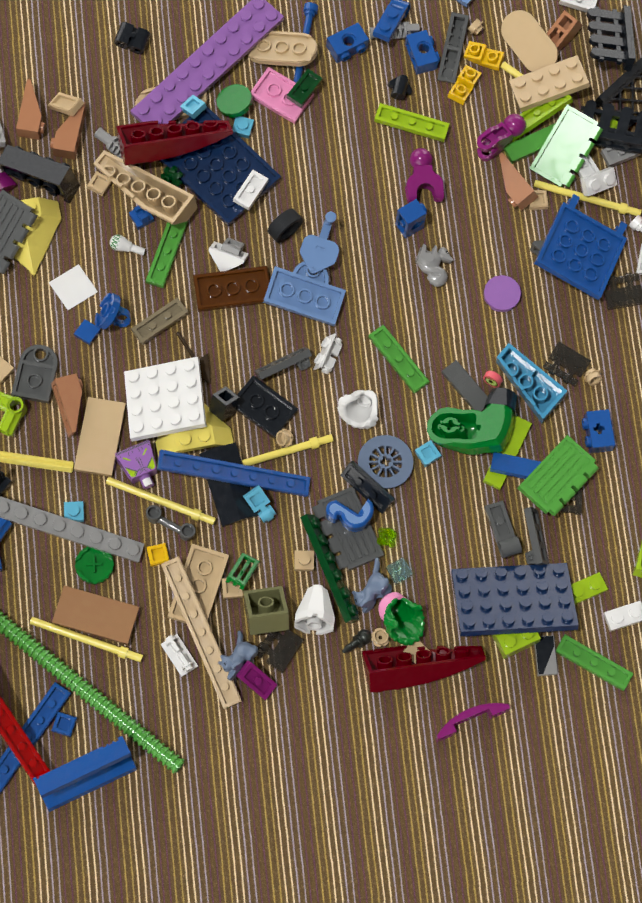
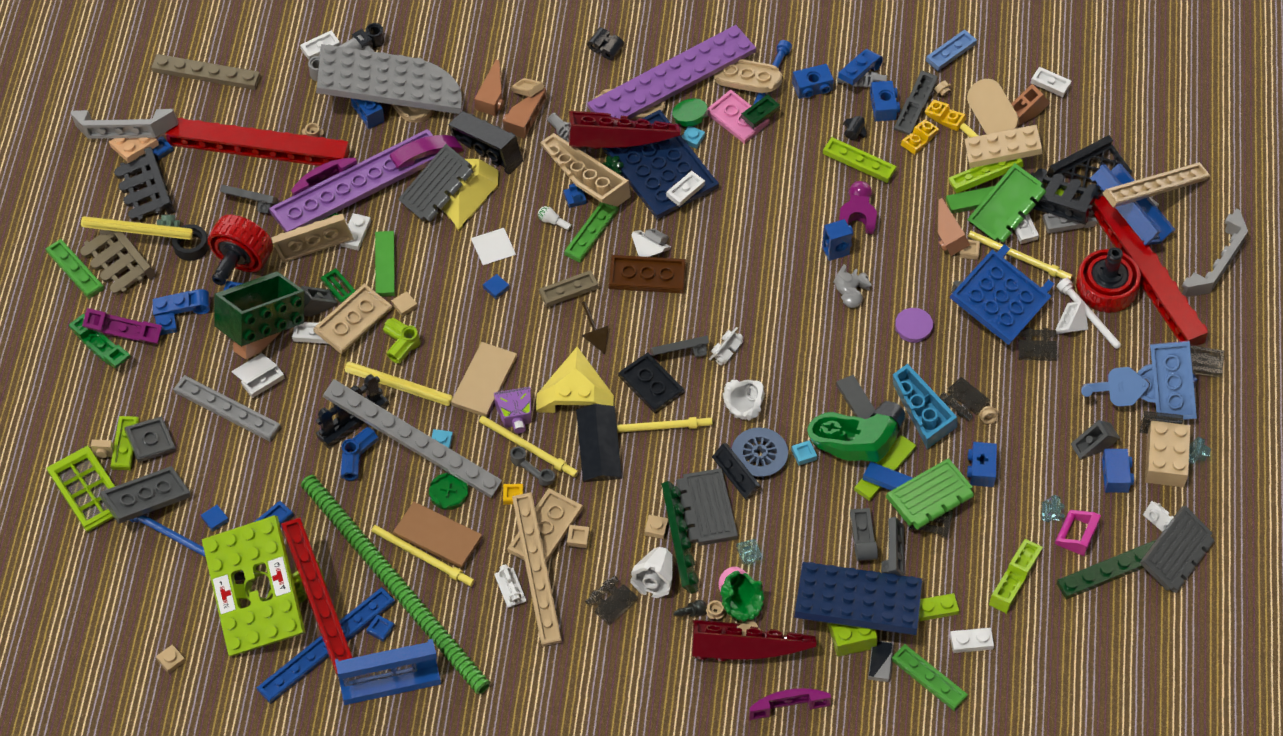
camera: 20 degrees right, 15 degrees down
(35, 375) = (435, 315): dark grey tile -> none
(68, 398) = (462, 333): nougat slope -> none
(99, 183) = (542, 162): tan tile -> none
(110, 311) = (522, 270): blue tile -> none
(165, 399) = (555, 354): white plate -> none
(193, 106) = (648, 108): medium azure plate -> none
(224, 403) = (611, 369): black brick -> none
(233, 473) = (605, 431): blue tile -> none
(236, 580) = (594, 524): green tile -> none
(242, 653) = (567, 599): sand blue animal -> none
(256, 680) = (580, 622): magenta plate -> none
(257, 501) = (622, 460): medium azure plate -> none
(266, 610) = (605, 559): olive brick -> none
(284, 438) = (664, 412): tan plate -> none
(285, 225) = (711, 225): black tyre -> none
(303, 290) = (721, 288): medium blue plate -> none
(350, 519) = (710, 494): blue animal -> none
(376, 587) = (717, 564): sand blue animal -> none
(390, 533) = (747, 517): clear neon green plate -> none
(398, 359) = (796, 365): bright green tile -> none
(492, 379) = (885, 395): coral tile -> none
(499, 136) = (942, 183): magenta piece -> none
(598, 181) = (1034, 241): white plate -> none
(622, 33) = (1075, 115): fence -> none

